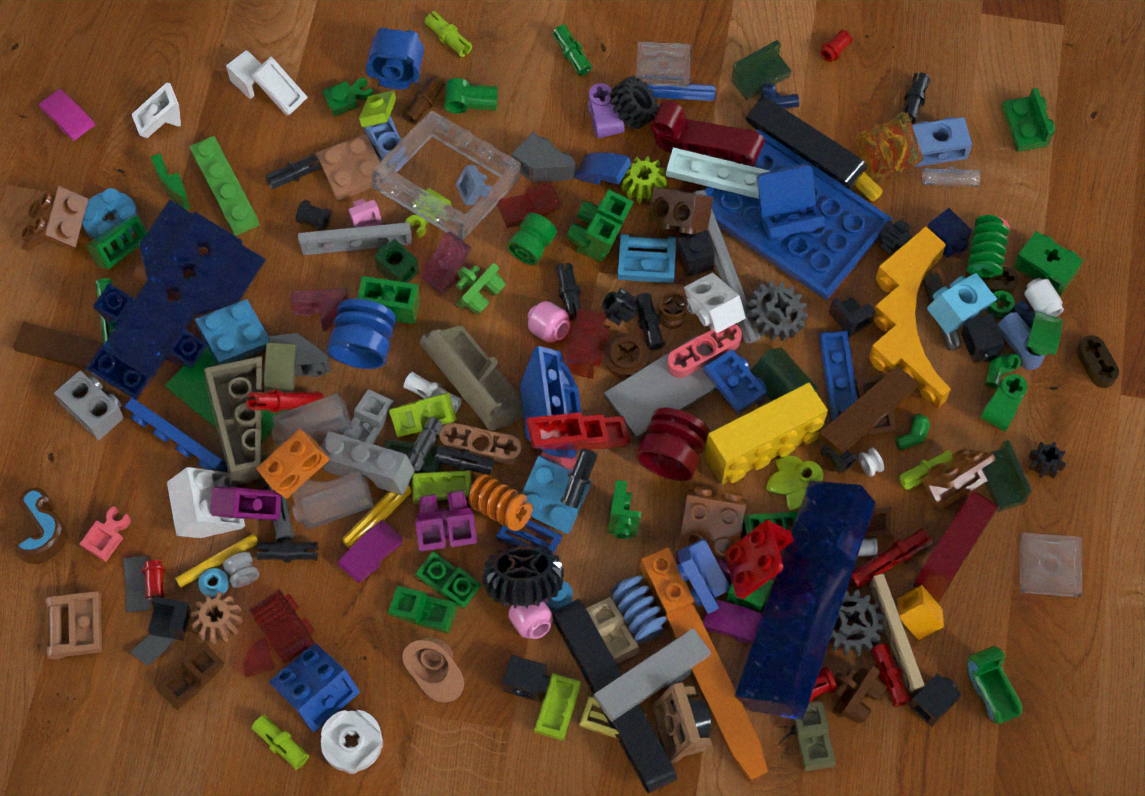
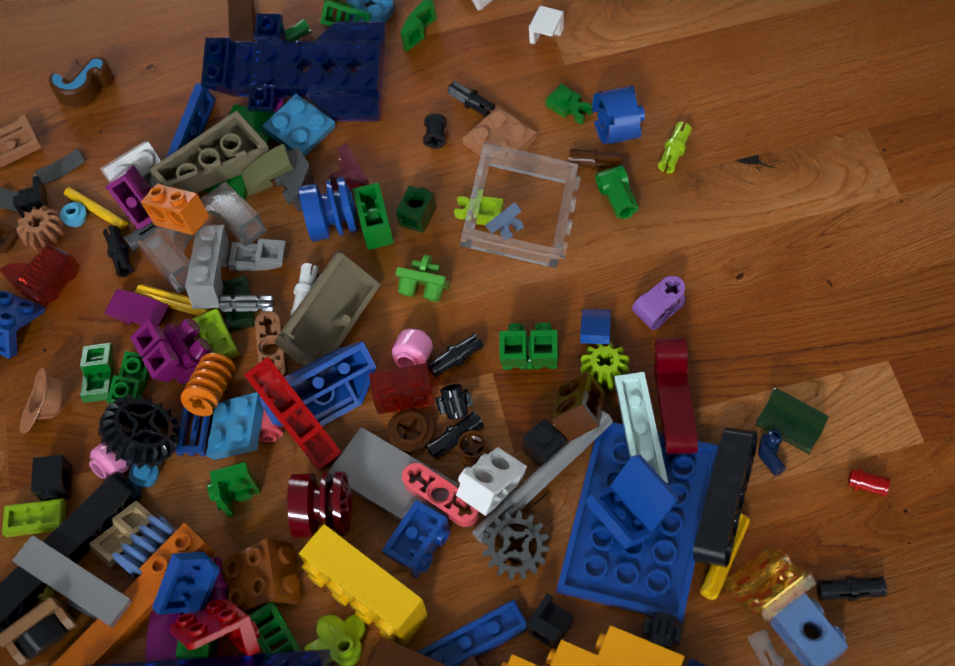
camera: 75 degrees right, 5 degrees down
(86, 407) = (188, 65): light grey brick -> none
(104, 538) = (88, 125): coral plate -> none
(154, 579) = (62, 173): red pin -> none
(224, 185) = (435, 62): bright green plate -> none
(241, 569) = (87, 225): light grey wheel -> none
(277, 401) = (230, 173): red pin -> none
(278, 86) = (544, 50): white tile -> none
(354, 238) = (426, 169): light grey tile -> none
(365, 214) = (451, 166): bright pink tile -> none
(377, 109) = (559, 126): lime plate -> none
(383, 137) = (540, 141): medium blue piece -> none
(412, 416) = (276, 284): lime slope -> none
(445, 262) = (437, 243): clear pink slope -> none
(483, 464) = (245, 340): black pin -> none
(533, 235) = (490, 299): green wheel -> none
(537, 200) = (530, 286): clear red slope -> none
(542, 161) = (578, 273): dark grey slope -> none
(572, 50) = (716, 249): green pin -> none
(579, 478) = (239, 432): black axle -> none
(634, 102) = (695, 318): black tyre -> none
(647, 265) = (512, 405): dark azure plate -> none
(664, 64) = (745, 330): clear plate -> none
(693, 92) = (725, 355): blue axle -> none
(780, 373) = (447, 583): clear green panel -> none

